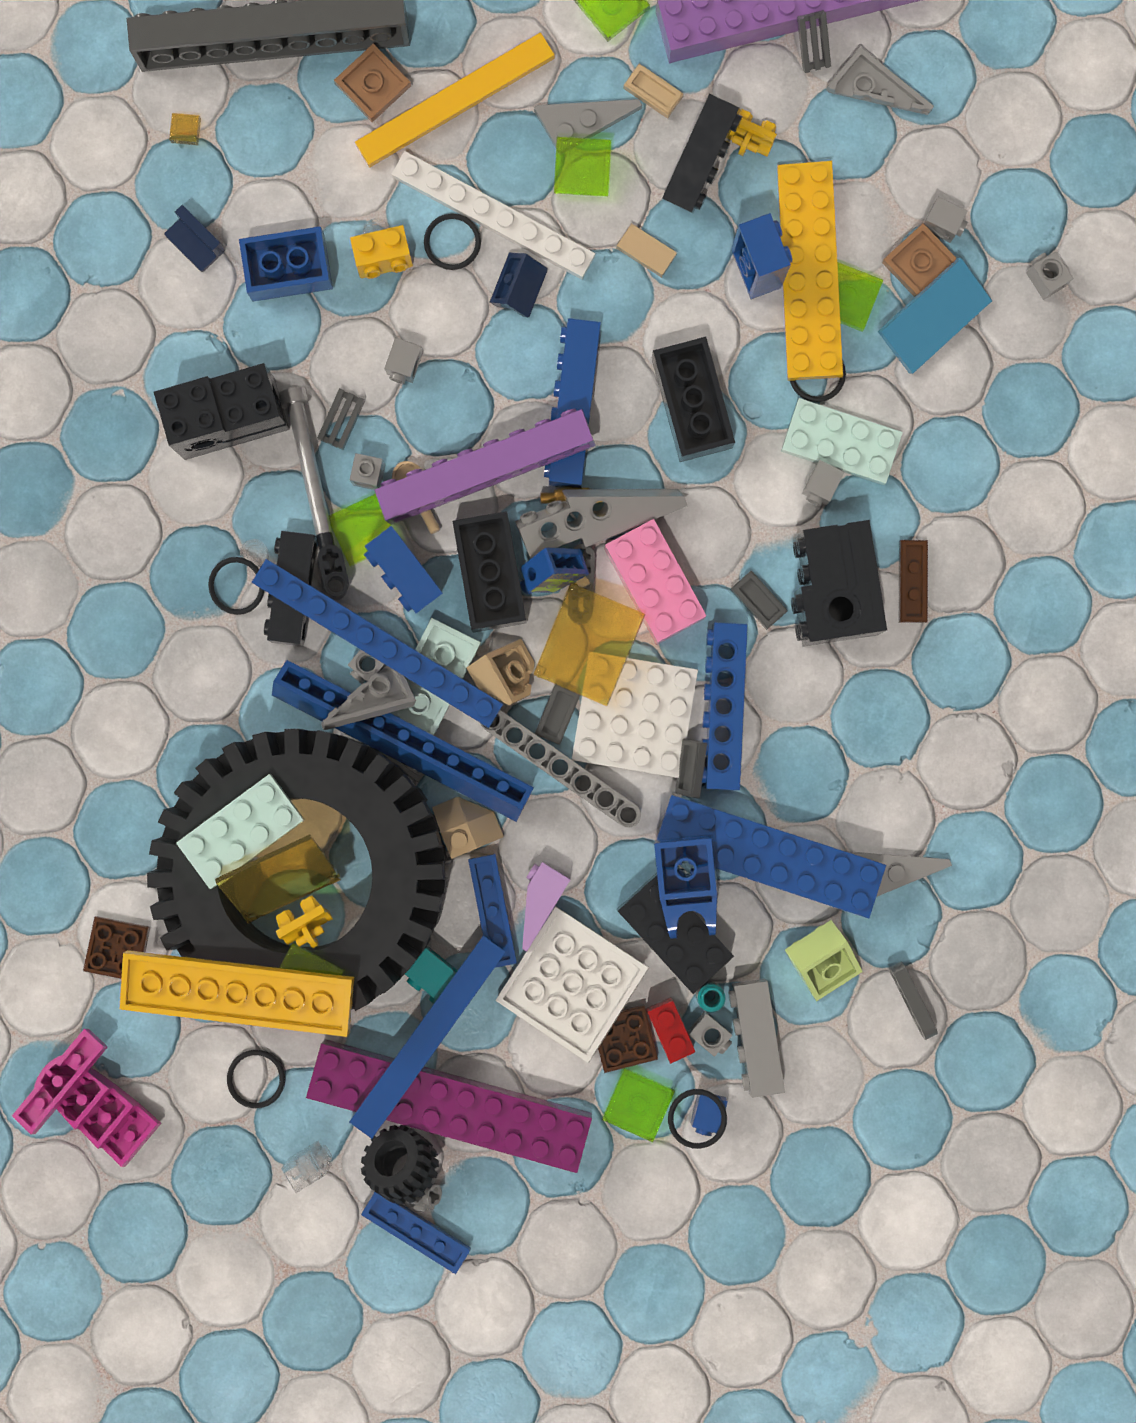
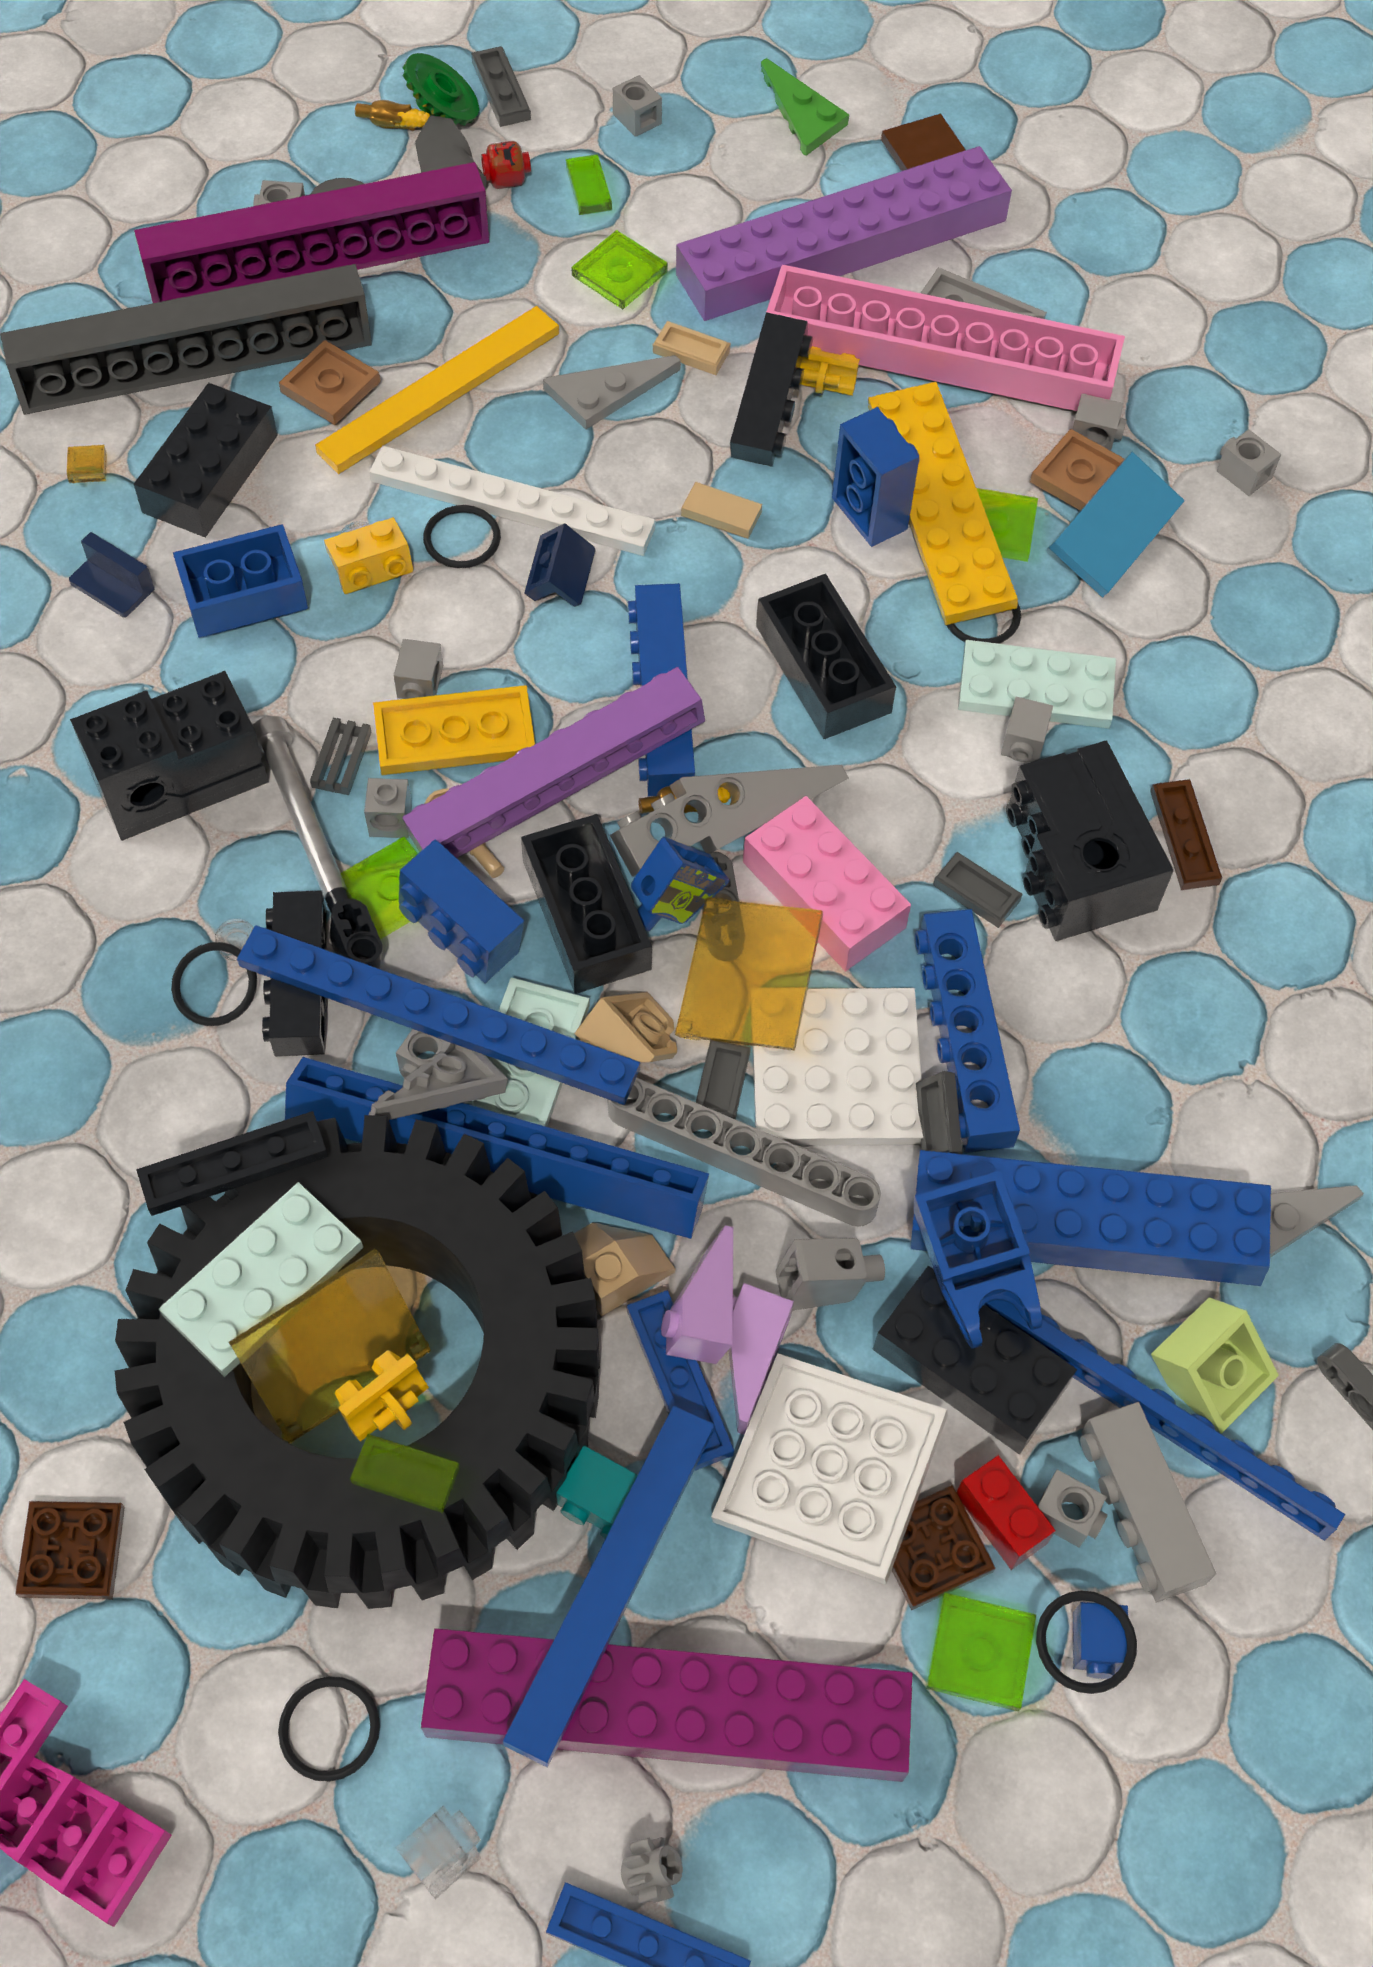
camera: 10 degrees left, 25 degrees down
(230, 753) = (231, 1163): none -> black plate
(236, 993) = (283, 1527): yellow plate -> none
(272, 145) = (206, 459): none -> black brick
(384, 1154) = (601, 1815): black tyre -> none
(422, 413) = (452, 729): none -> yellow plate
(513, 873) = (702, 1316): none -> lavender slope
(582, 166) = (618, 429): clear neon green tile -> none
(586, 862) = (826, 1271): none -> light grey torso
(714, 1004) = (1057, 1434): teal brick -> none
(797, 1000) = (1186, 1430): none -> blue plate
(817, 63) = (890, 257): dark grey tile -> none
(845, 123) = (950, 339): none -> bright pink brick

